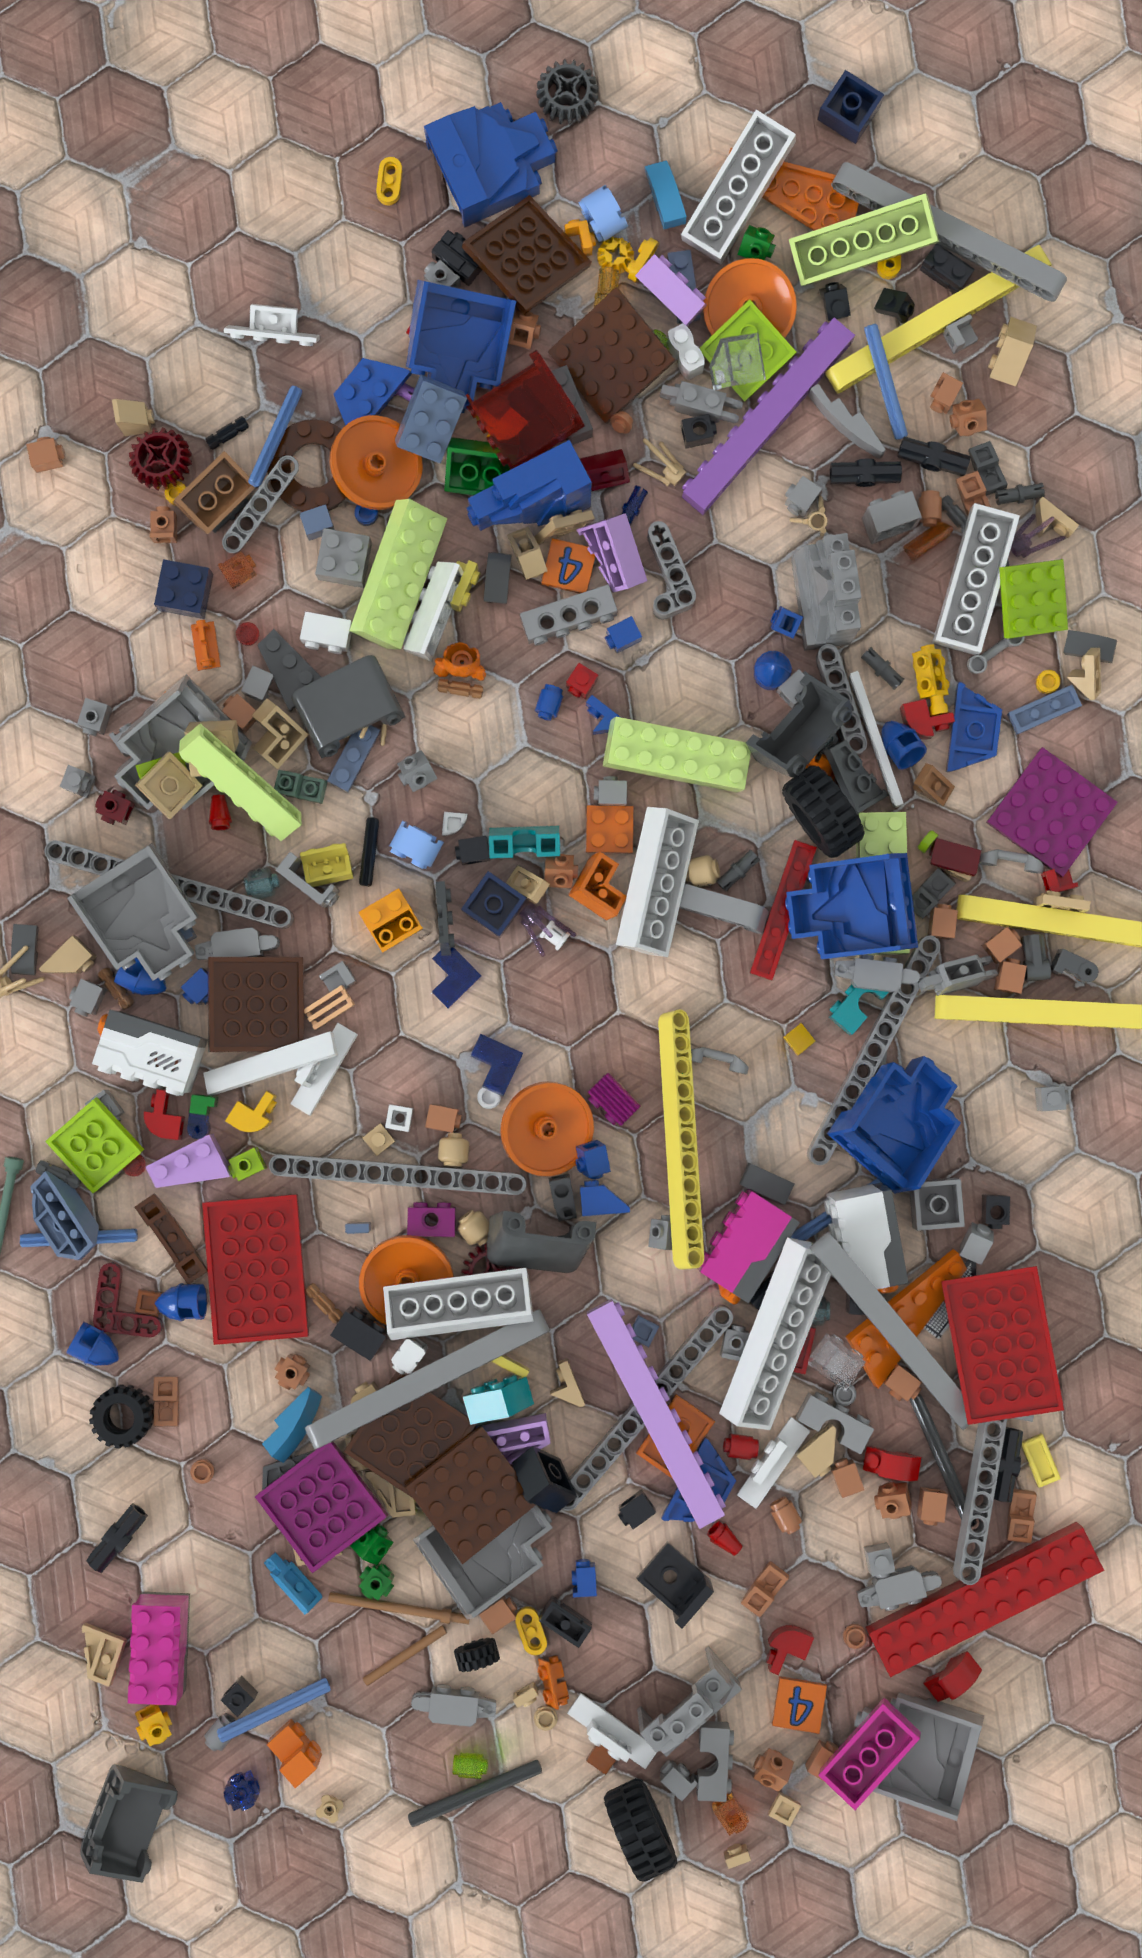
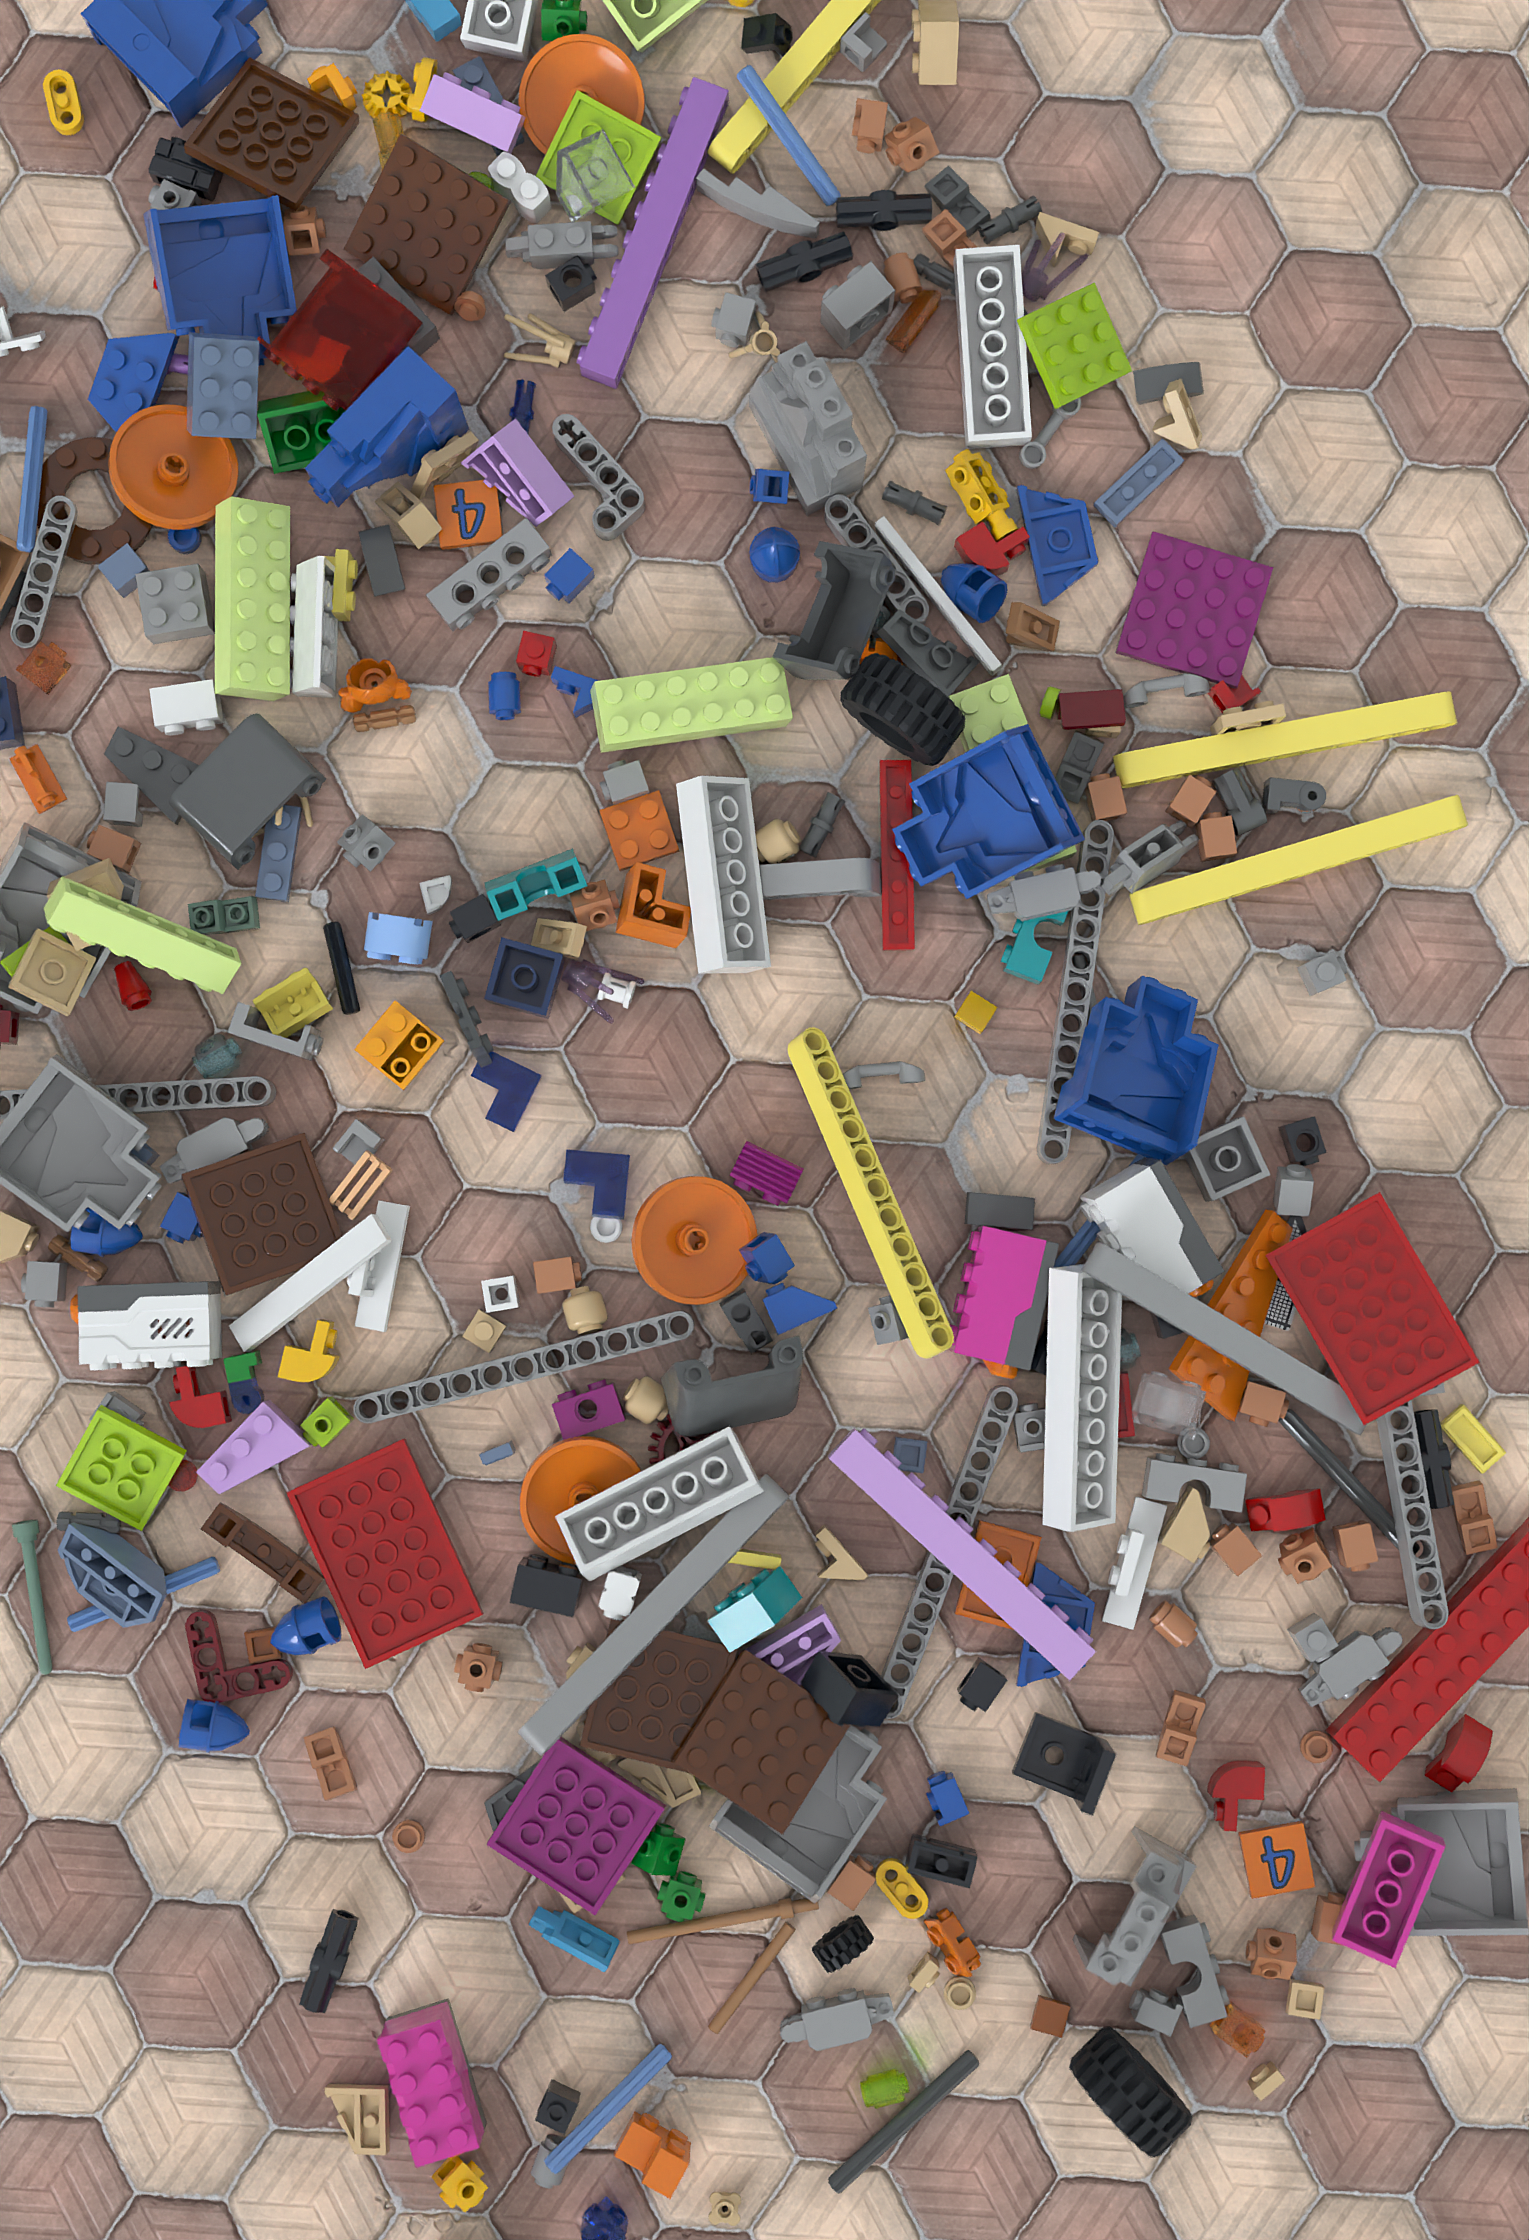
camera: 20 degrees left, 0 degrees up
(107, 1430) = (263, 1824): black tyre -> none
(247, 634) = (86, 744): clear red plate -> none
(282, 734) = (176, 858): tan brick -> none
(292, 1425) = (500, 1733): dark azure slope -> none
(323, 1303) = (487, 1565): medium nougat axle -> none
(603, 213) = (351, 48): light blue brick -> none
(606, 469) = (473, 373): dark red panel -> none
(611, 1732) = (1050, 1981): white bracket -> none
(723, 1537) = (1105, 1681): red cone -> none
(741, 1446) = (1085, 1557): red brick -> none
(791, 687) = (805, 568): light grey brick -> none
(835, 301) = (688, 56): black bracket -> none
(1047, 681) = (1130, 446): yellow tile -> none

